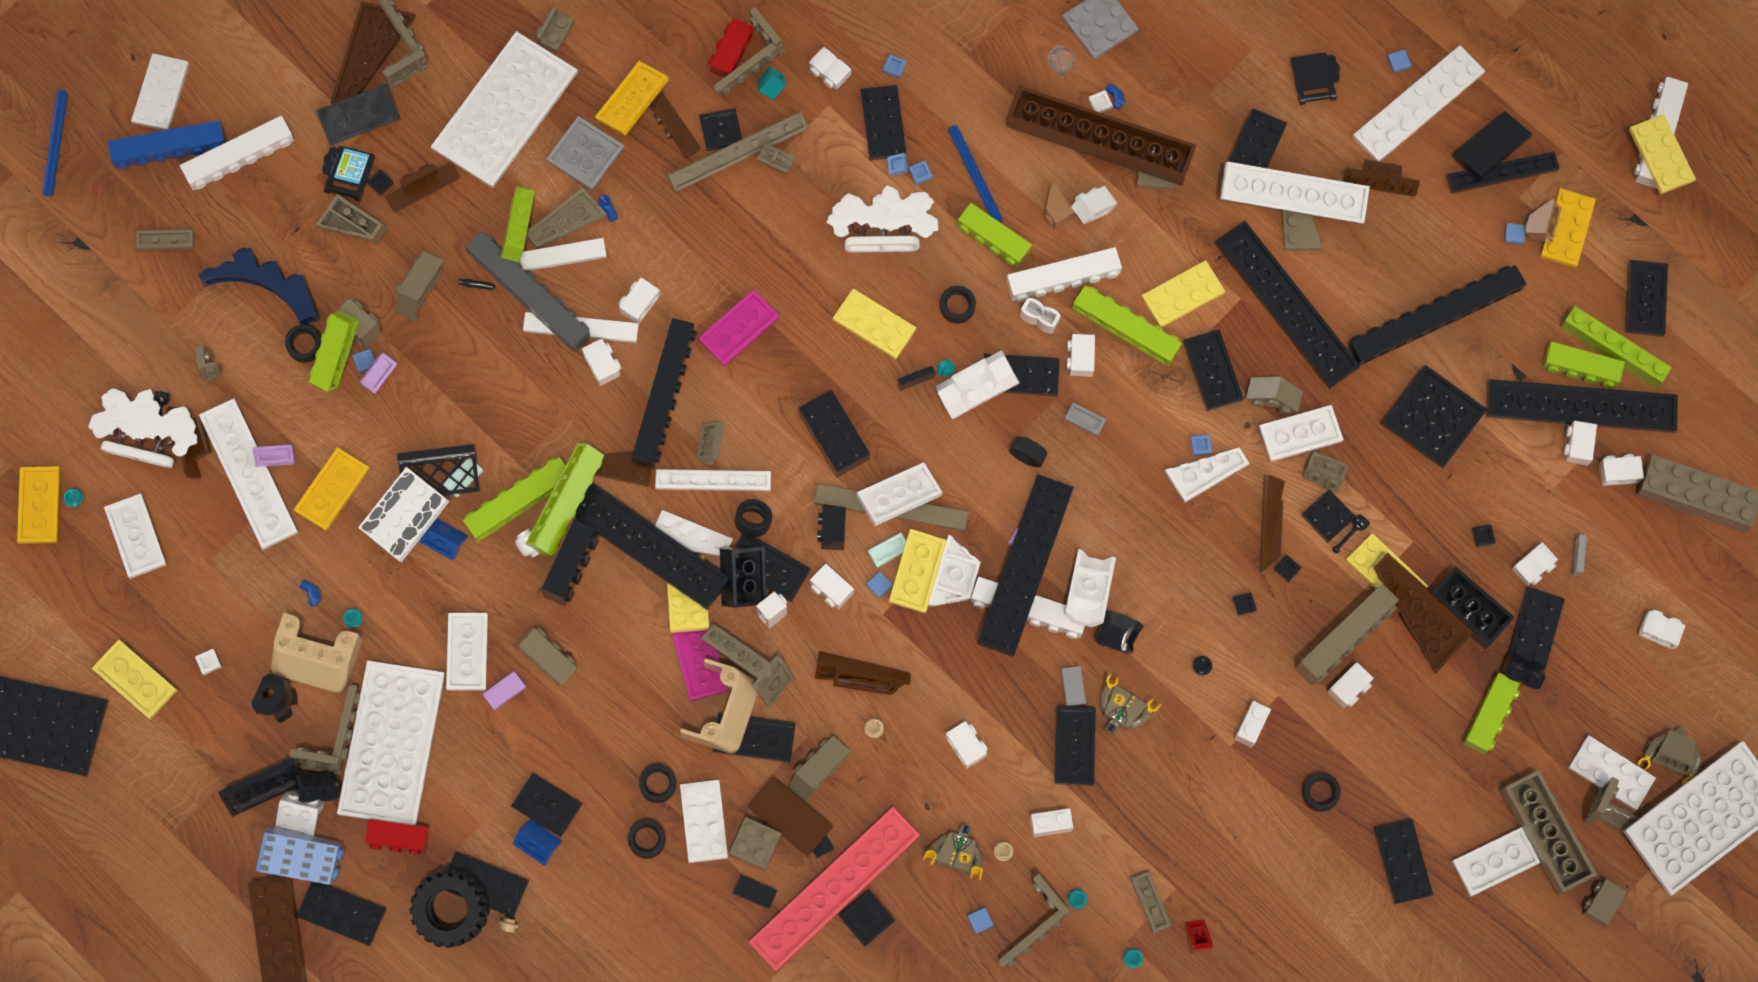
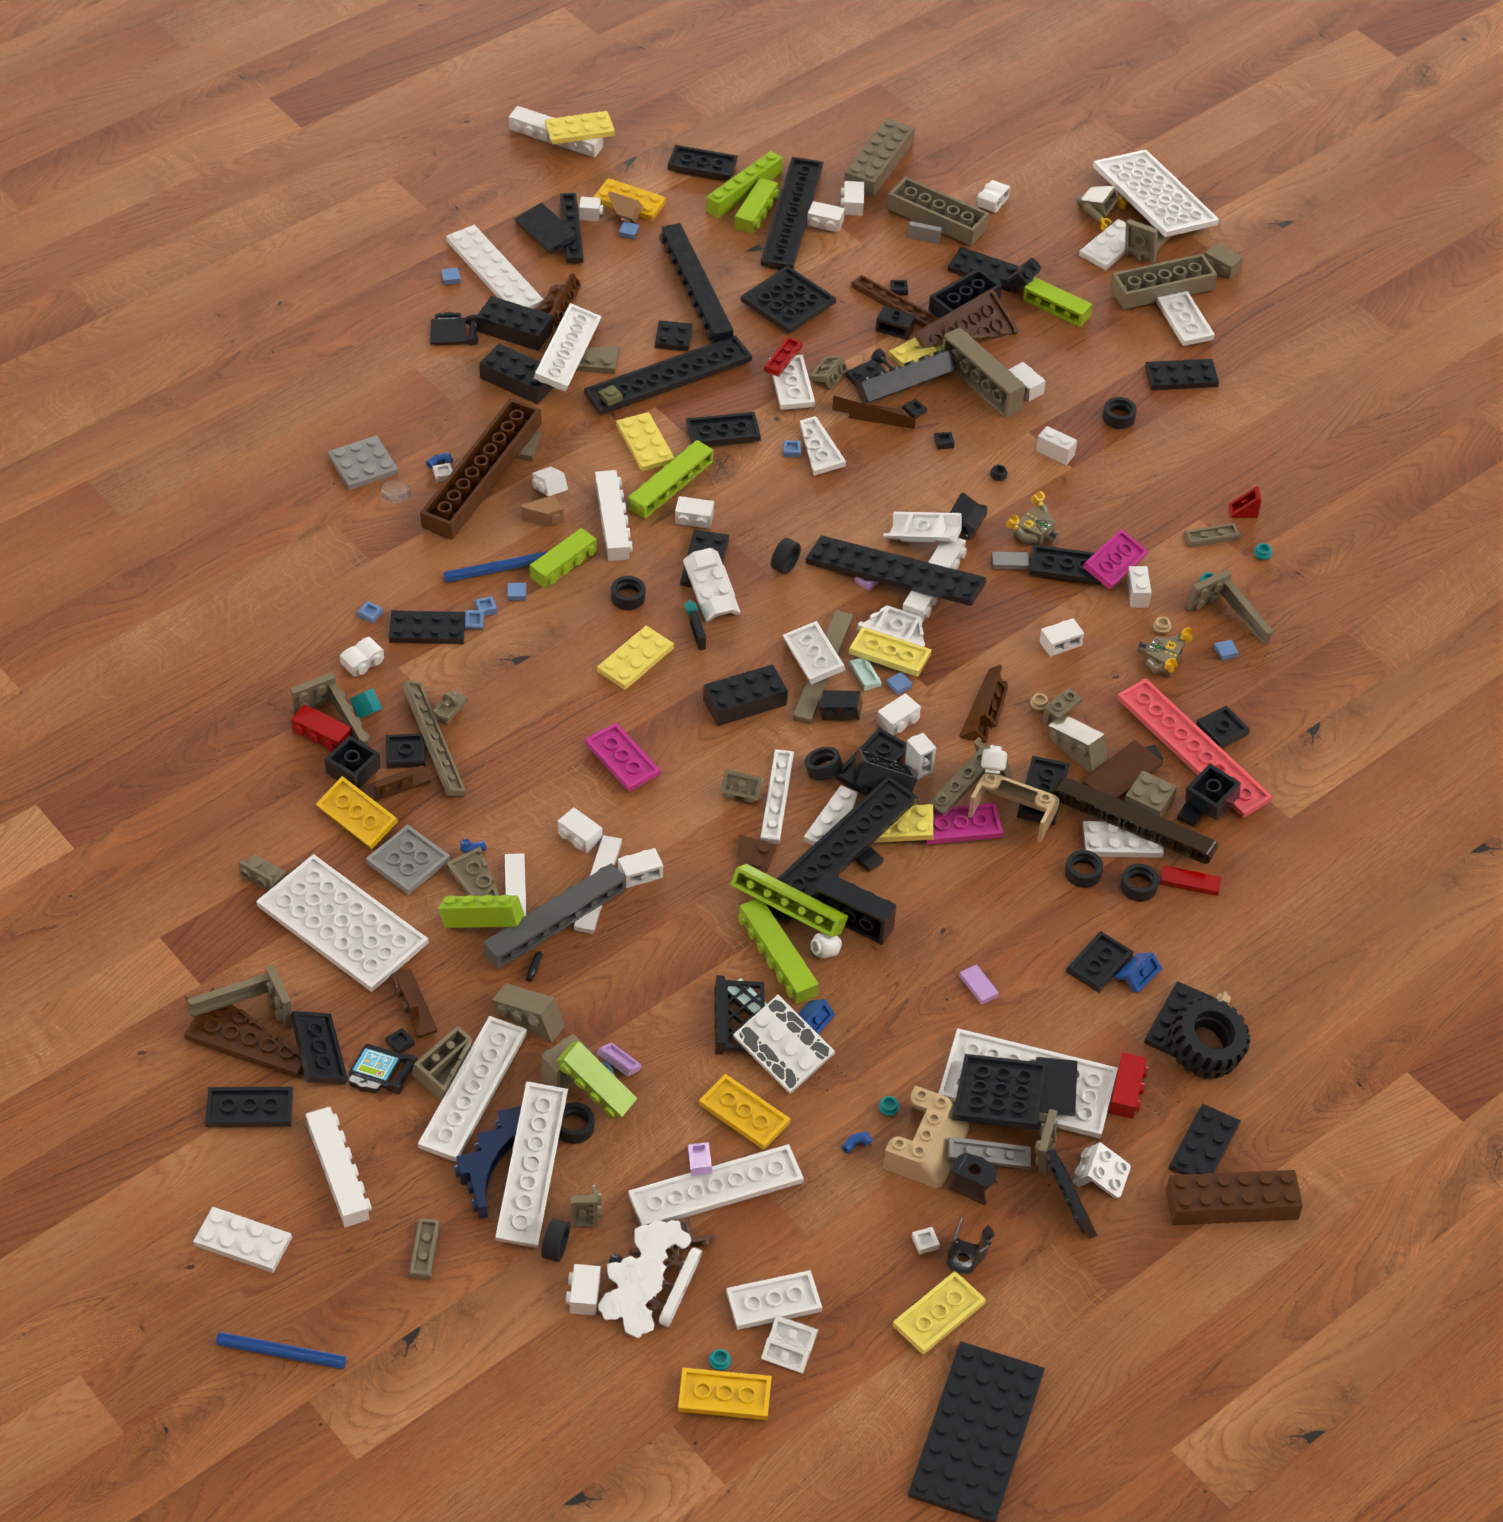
camera: 80 degrees left, 25 degrees down
(92, 554) = (789, 1344): none -> white slope
(130, 375) = (584, 1289): none -> white brick
(166, 144) = (311, 1233): blue brick -> none
(172, 343) = (555, 1240): none -> black tyre
(198, 708) = (974, 1252): none -> black piece
(247, 311) = (531, 1165): none -> white plate
(293, 70) = (249, 1106): none -> black plate
(299, 856) = (1146, 1167): medium blue slope -> none
(302, 709) = (995, 1153): none -> light grey plate
(316, 786) = (1074, 1144): black brick -> none
(332, 251) = (472, 1089): none -> white plate
(361, 713) = (1000, 1091): none -> black plate
(383, 766) = (1059, 1086): none -> black tile
(467, 652) = (935, 1009): white plate -> none
(546, 655) = (944, 941): dark tan wedge -> none
(643, 576) = (869, 859): none -> black tile
(659, 891) = (1190, 880): none -> red tile
(663, 393) = (683, 818): black brick -> none
(688, 83) = (353, 761): none -> black brick
(716, 828) = (1135, 820): none -> dark brown beam
(747, 675) = (994, 759): none -> white head
(761, 905) = (1213, 791): none -> black brick
(862, 749) = (1060, 706): none -> dark tan bracket
(888, 214) = (524, 634): white plant -> none
(944, 198) = (516, 591): none -> medium blue tile
(1036, 314) = (652, 533): white brick -> none
(1084, 795) = (1114, 558): none -> dark pink plate
(1085, 419) = (755, 521): light grey tile -> none
(1235, 247) = (610, 395): none -> olive plate
(1274, 393) = (753, 390): dark tan brick -> none
(1327, 553) = (905, 377): none -> brick
(1331, 136) = (514, 323): none -> black brick
(1333, 419) = (783, 356): none -> red tile
(1353, 302) = (673, 335): none -> black plate
(1418, 535) = (895, 323): none -> black brick
(1456, 534) = (892, 300): none -> reddish brown tile
(1535, 564) = (929, 258): white brick -> none
(1536, 187) = (590, 209): none -> white brick
(1614, 567) = (939, 210): none -> dark tan brick

